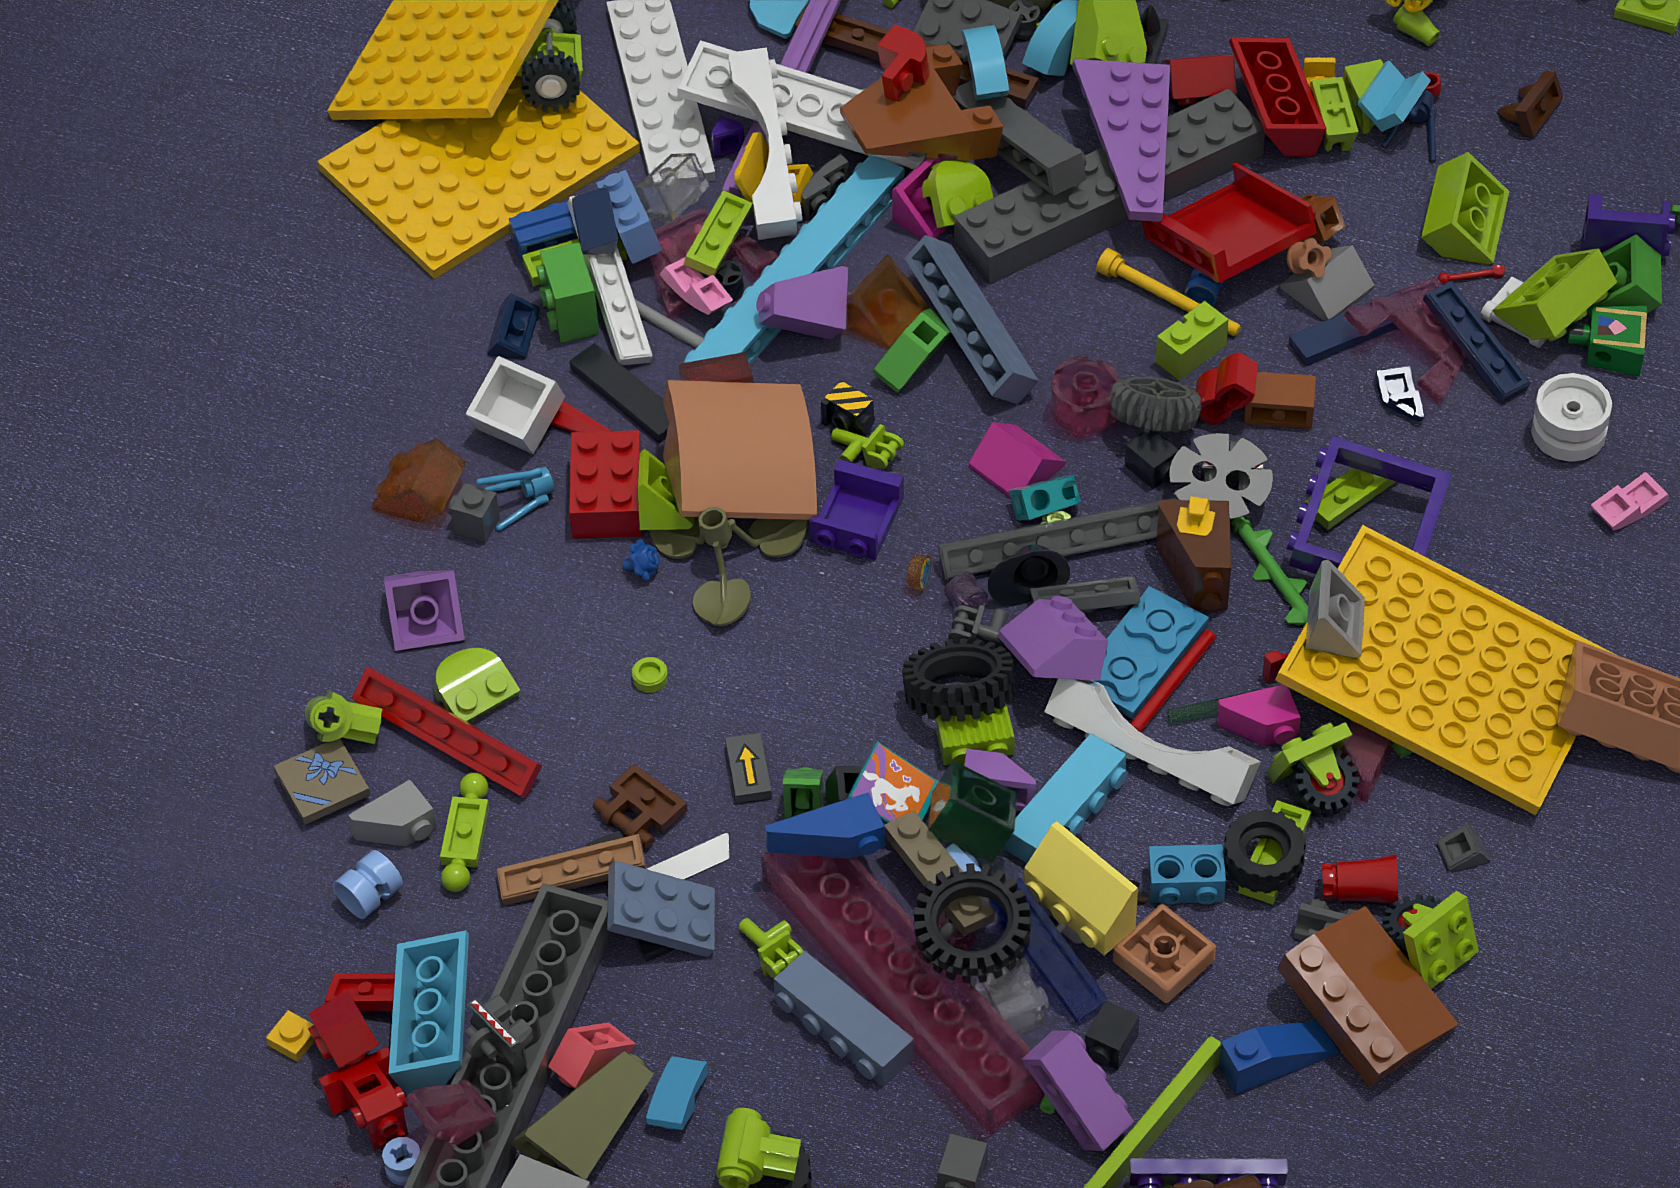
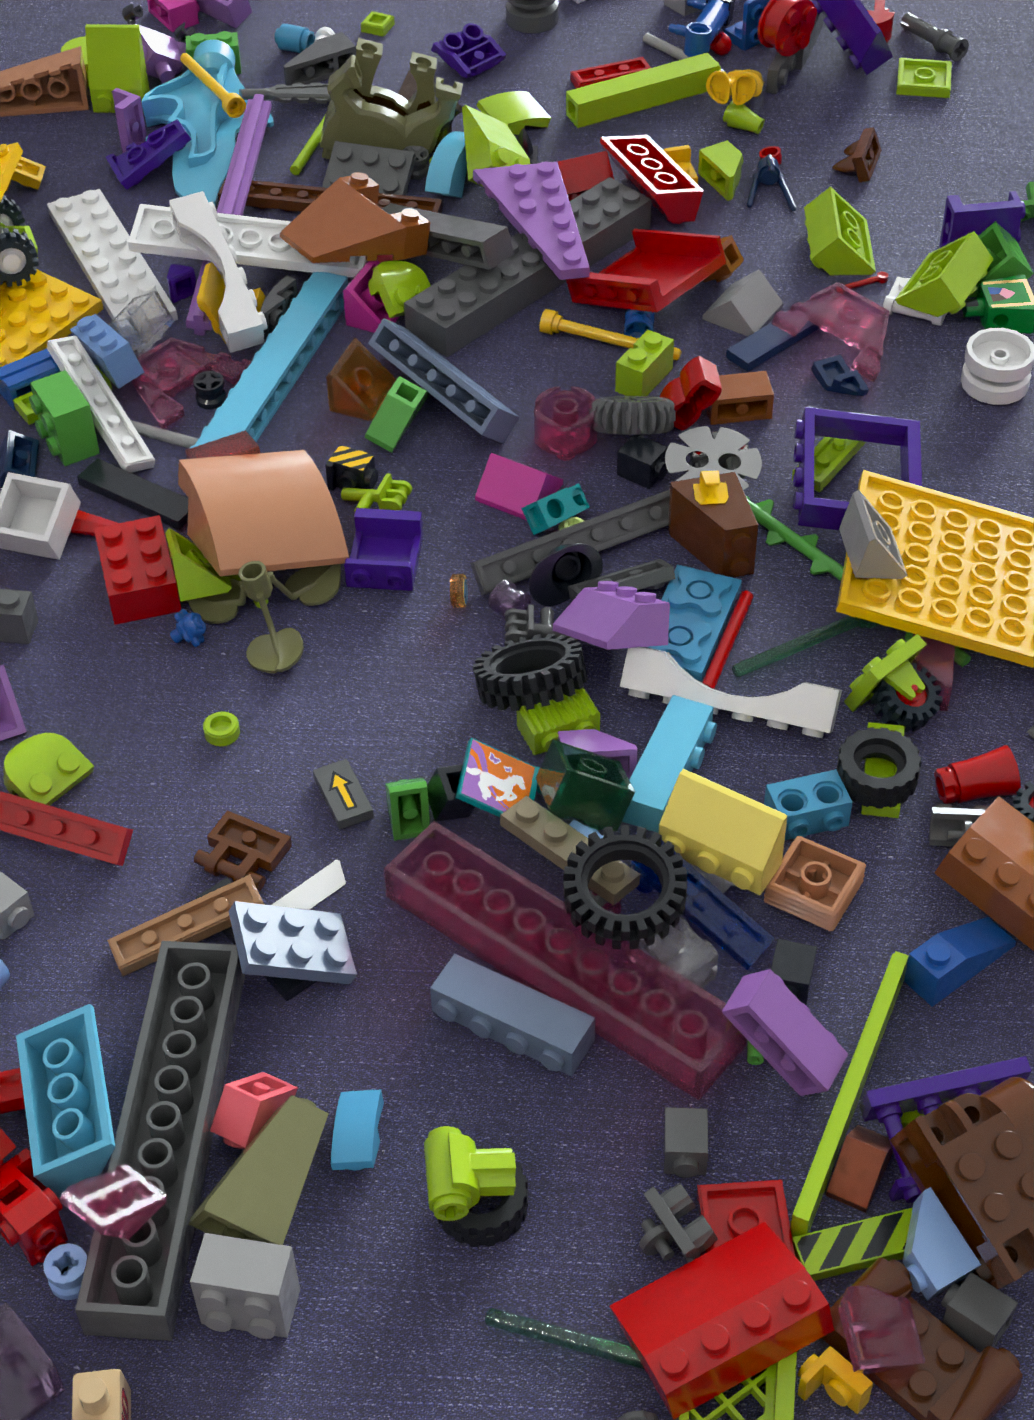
camera: 15 degrees left, 5 degrees down
(464, 832) = (65, 912): lime plate -> none
(489, 1034) = (141, 1108): dark grey hips -> none
(534, 484) = (68, 582): dark azure plant -> none
(595, 222) = (77, 355): dark blue slope -> none
(700, 292) = (190, 399): bright pink slope -> none
(718, 233) = (193, 350): lime plate -> none
(775, 946) = (420, 955): lime arm -> none
(807, 303) = (290, 389): medium lavender slope -> none
(834, 830) = (451, 828): blue slope -> none
(904, 60) = (328, 184): red brick -> none
(986, 62) = (398, 181): medium azure arch -> none
(1261, 715) = (823, 652): dark pink slope -> none
(1272, 664) = (820, 609): red tile -> none
(1308, 257) = (726, 282): nougat brick -> none
(1336, 112) = (704, 174): lime hinge -> none
(1391, 96) = (747, 165): medium azure panel -> none
(1476, 341) = (891, 325): dark blue tile -> none

